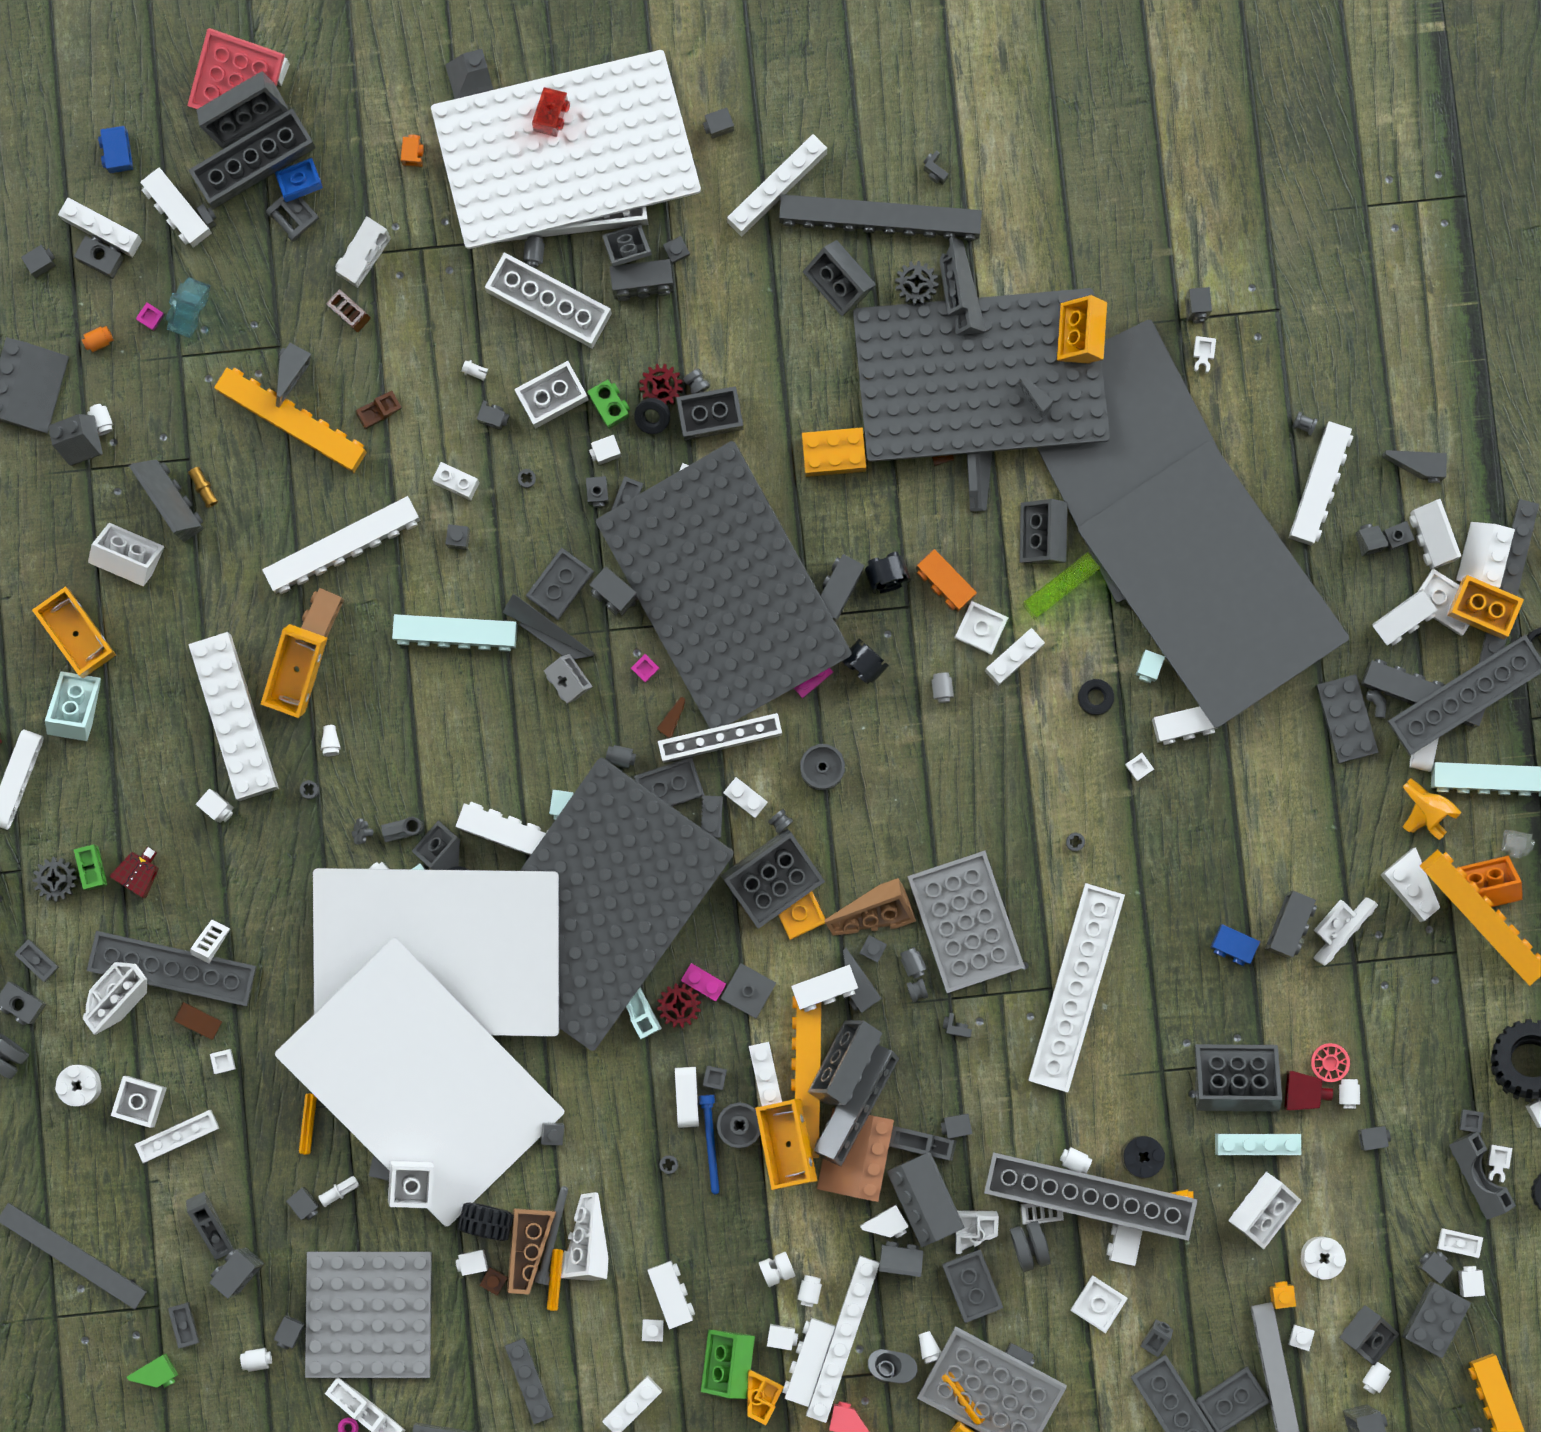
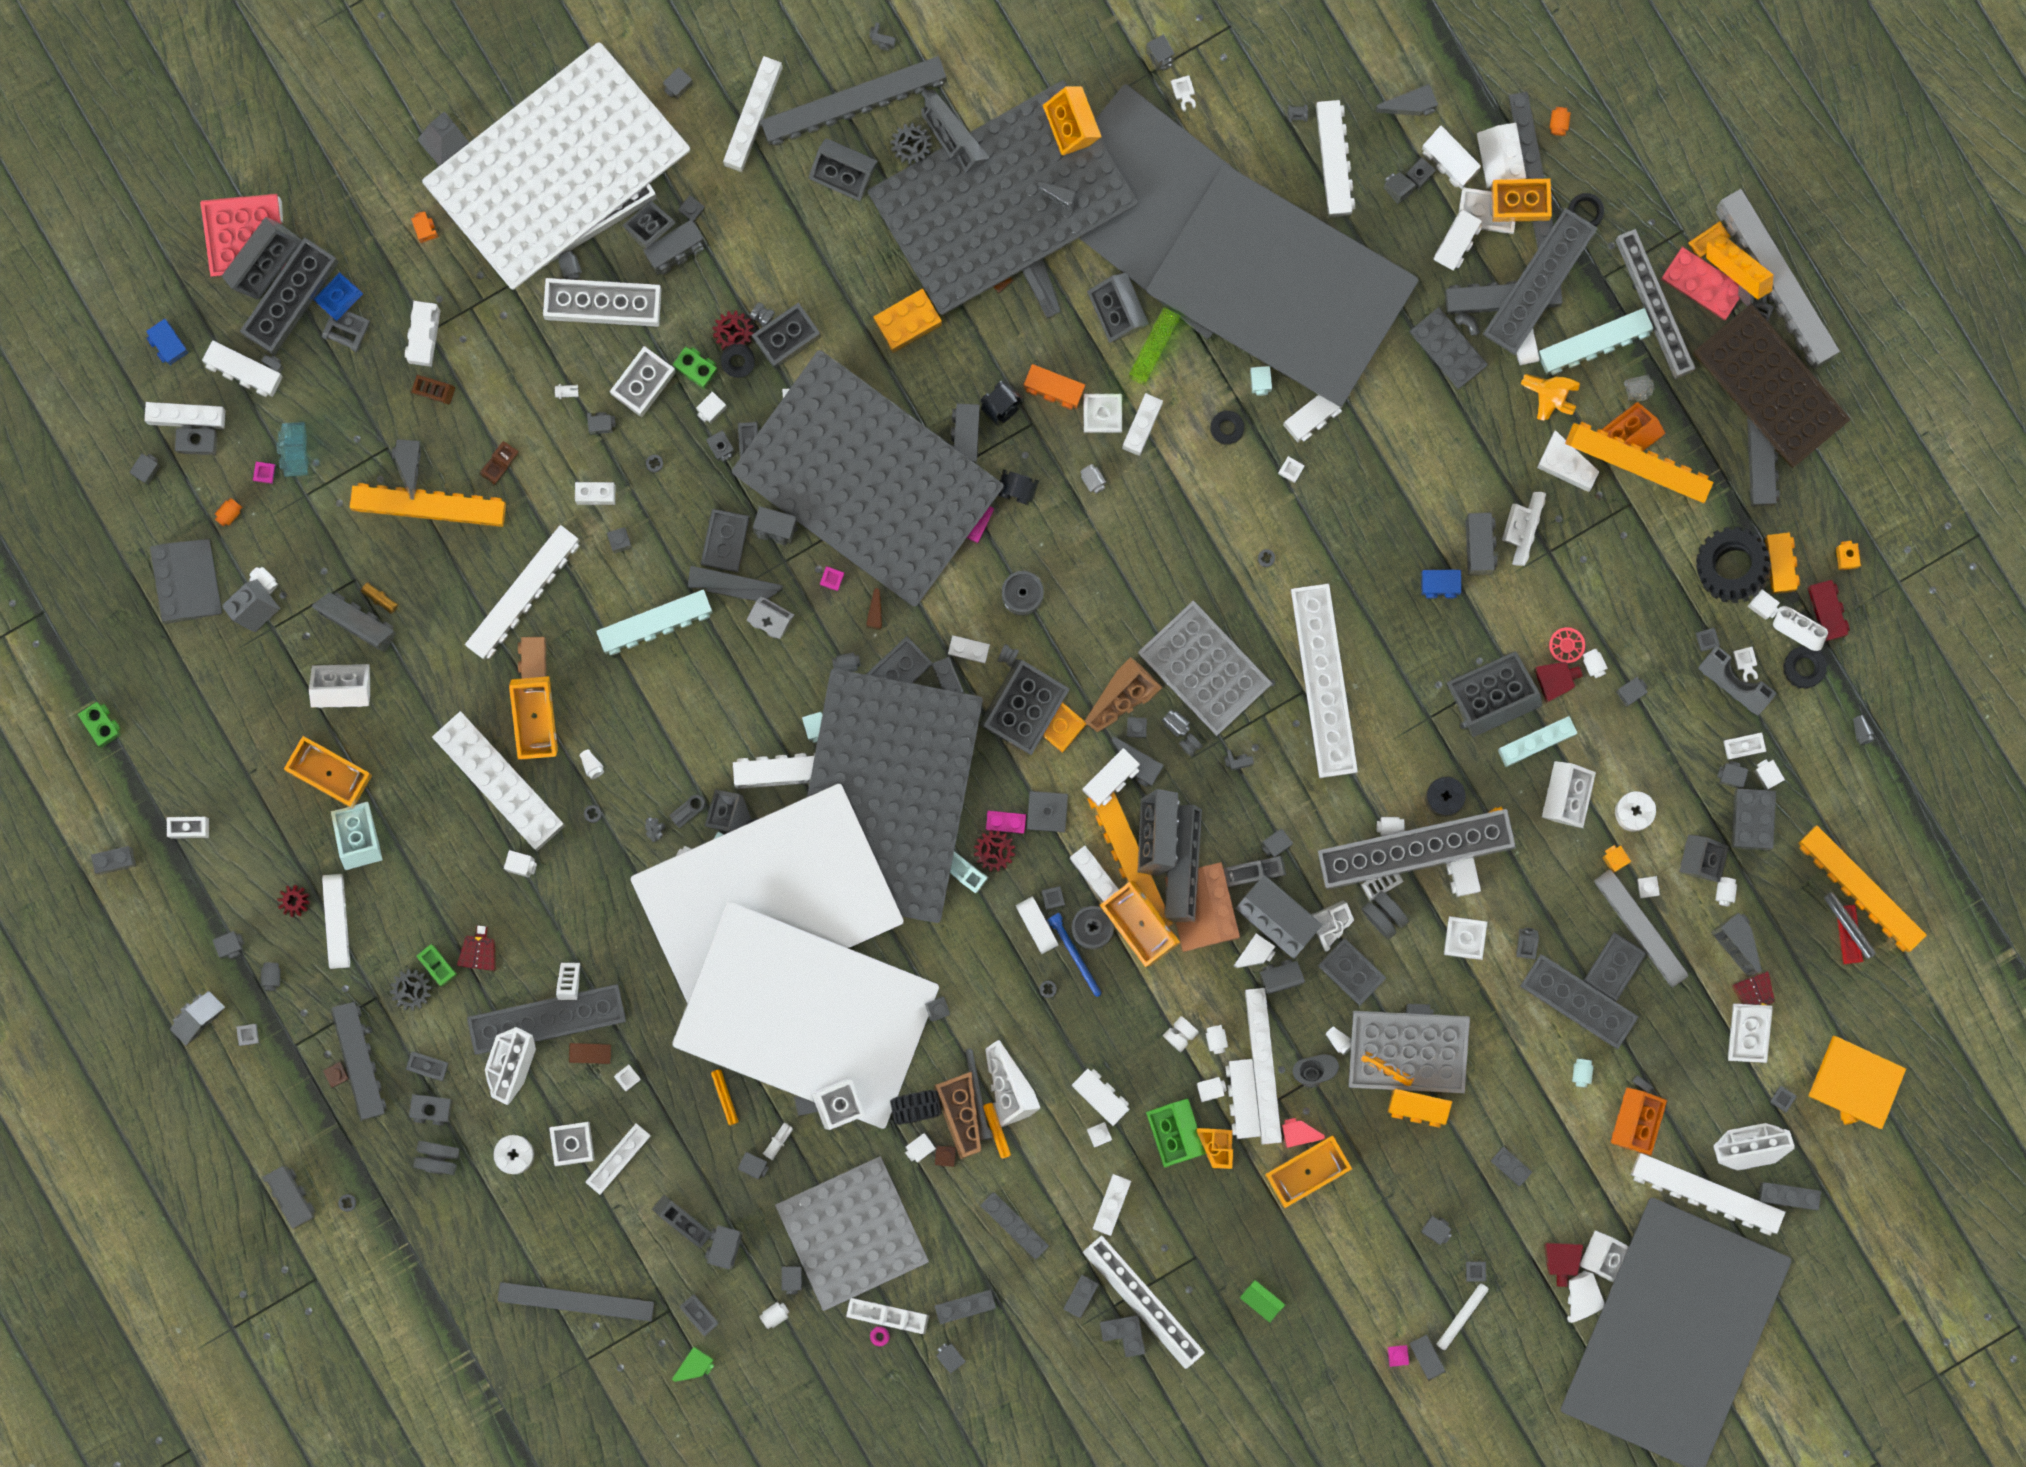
camera: 25 degrees left, 0 degrees up
(550, 112) = (525, 130): clear red brick -> none
(720, 738) = (924, 608): white brick -> none

